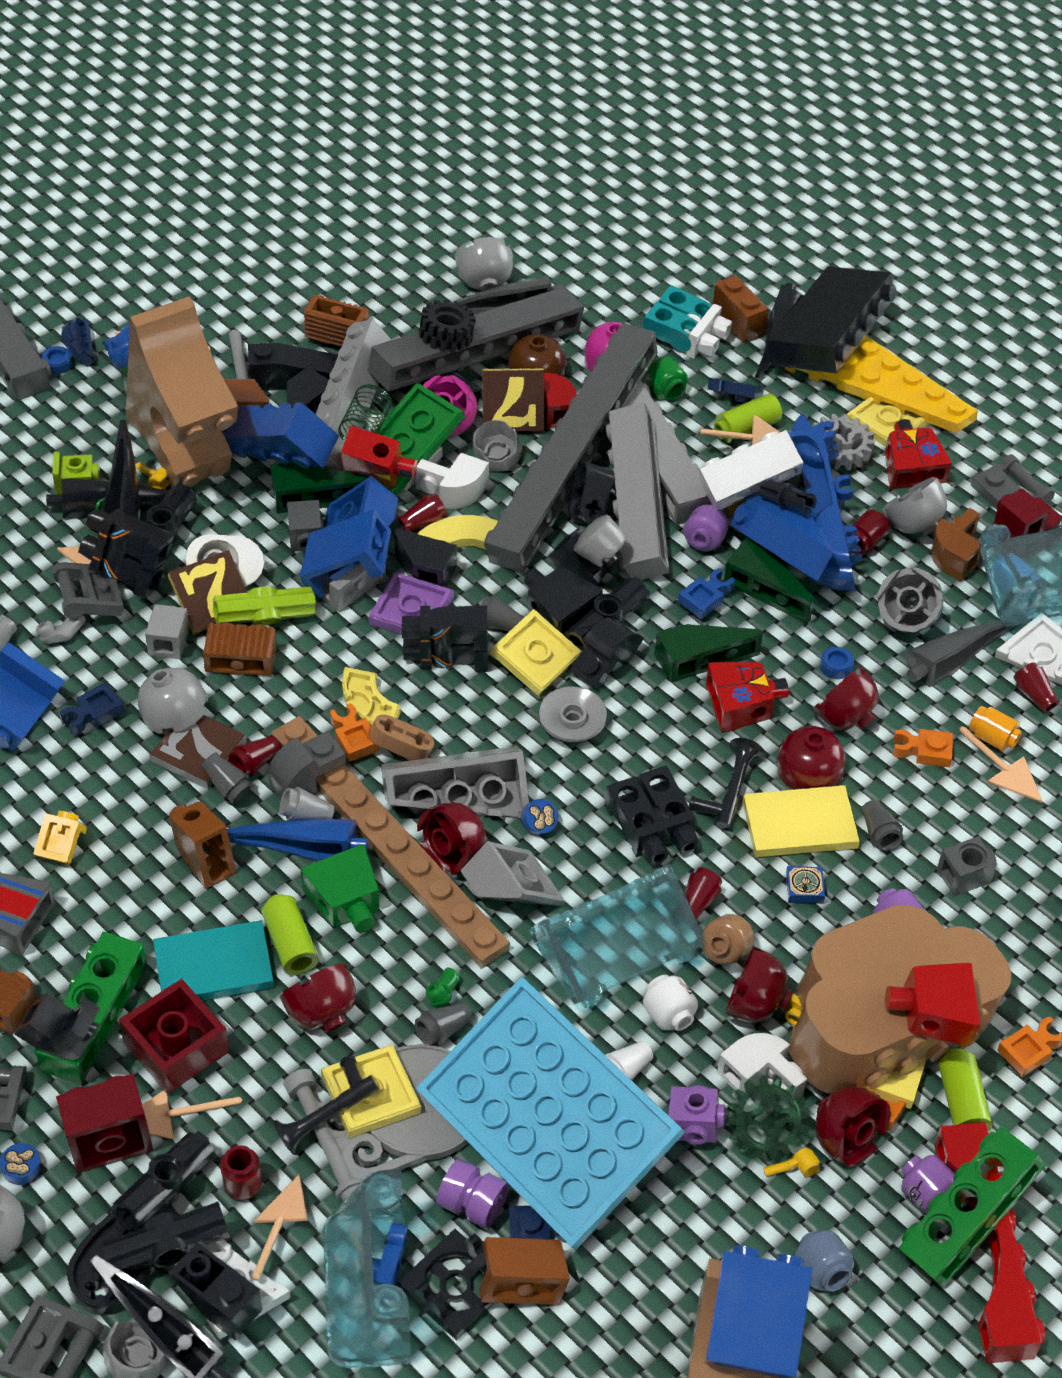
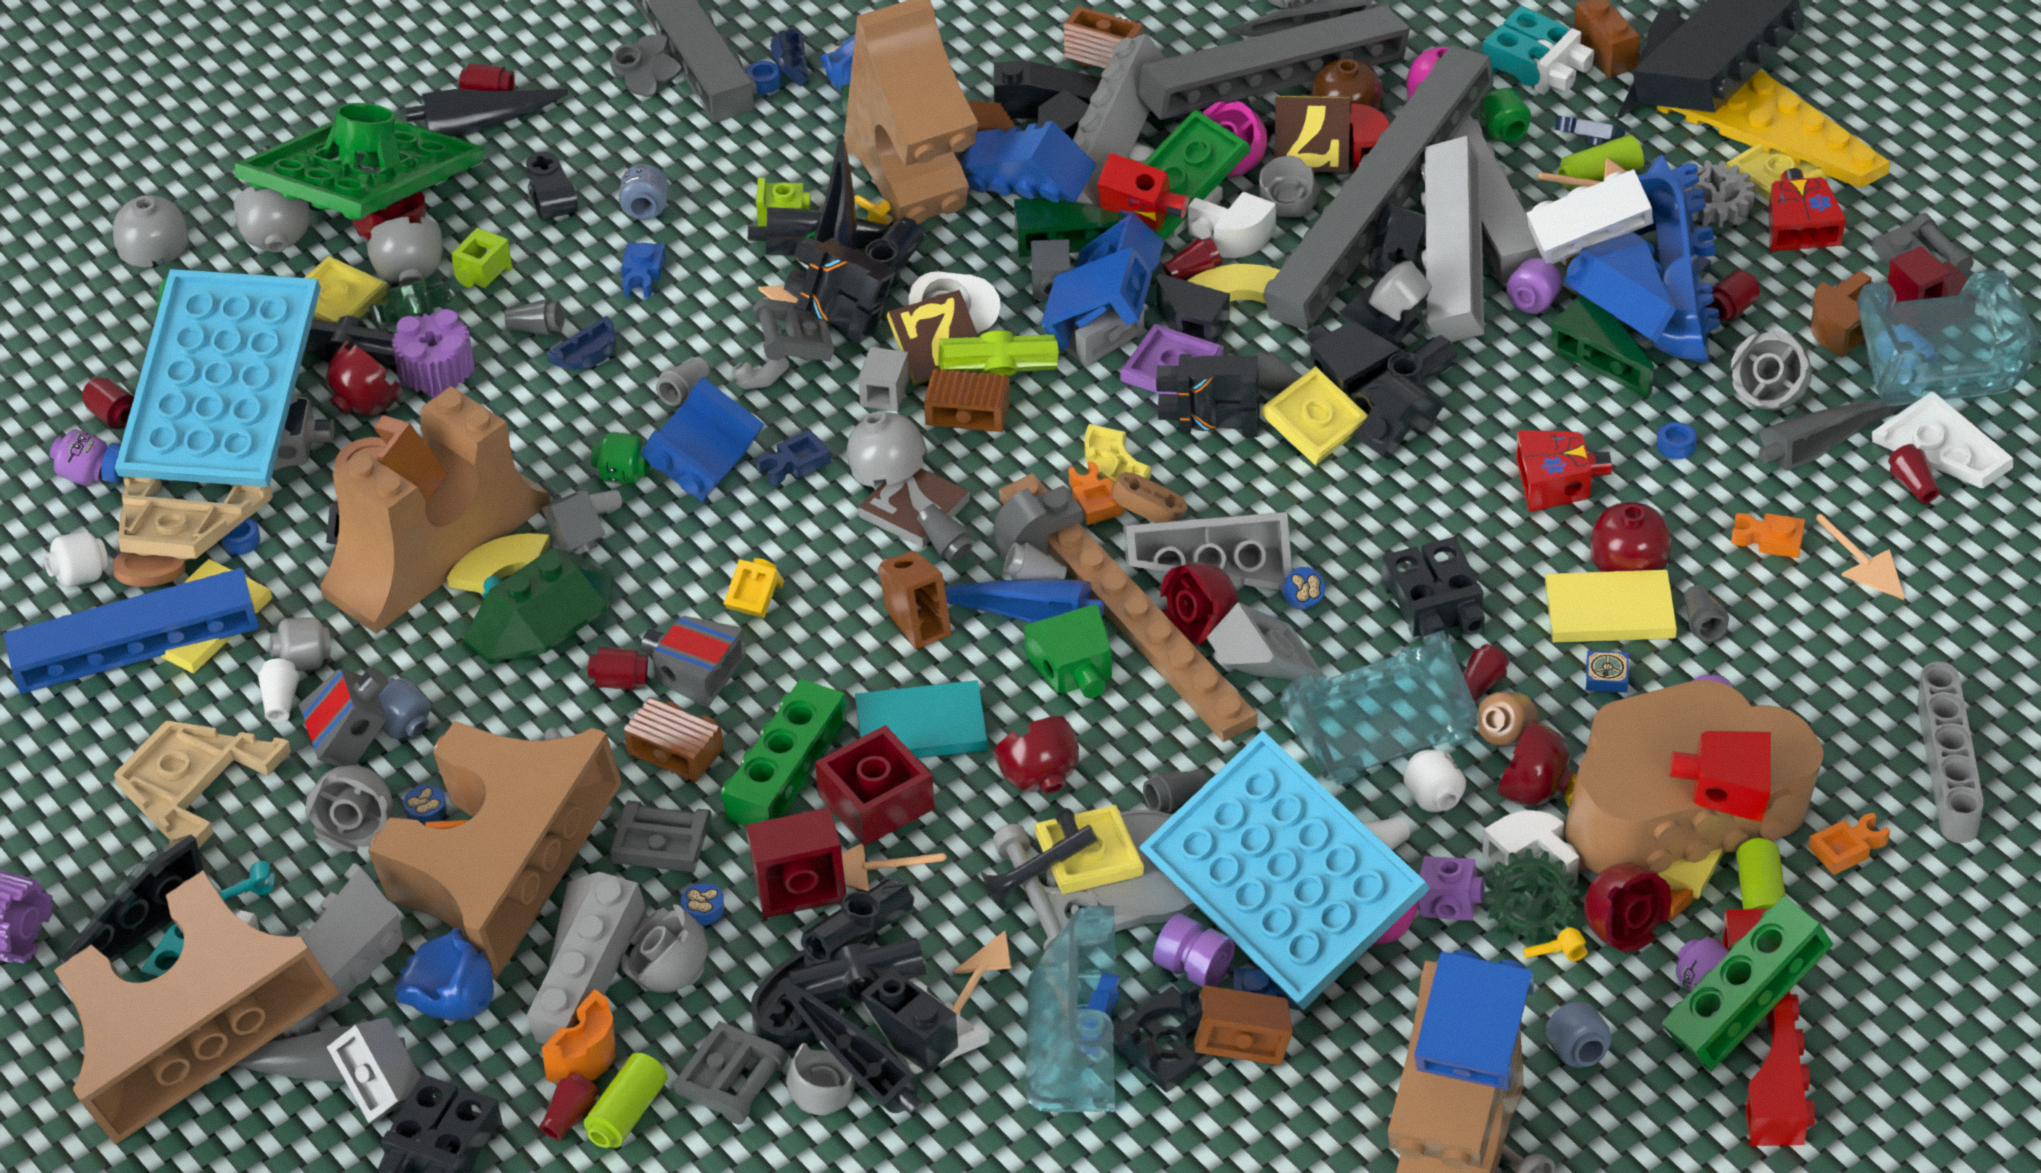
camera: 10 degrees right, 5 degrees down
(57, 1028) = (748, 766): black brick -> none
(238, 354) = (982, 75): light grey bar -> none
(241, 1172) = (941, 918): dark red brick -> none
(254, 755) = (977, 511): dark red cone -> none
(289, 934) = (1007, 693): lime brick -> none
(366, 410) = (1152, 145): clear green piece -> none
(440, 993) = (1177, 757): green arm -> none
(447, 325) = (1235, 43): black tyre -> none
(573, 704) = (1352, 482): light grey dish -> none
(691, 647) = (1495, 415): dark green slope -> none
(704, 596) = (1523, 361): blue plate -> none
(744, 751) = (1551, 528): black piece -> none
(787, 496) = (1629, 245): black axle -> none
(849, 702) = (1682, 479): dark red cylinder -> none
(918, 508) = (1797, 270): light grey cylinder -> none
(967, 865) = (1800, 657): dark grey brick -> none
(995, 728) = (1857, 515): light orange brick -> none

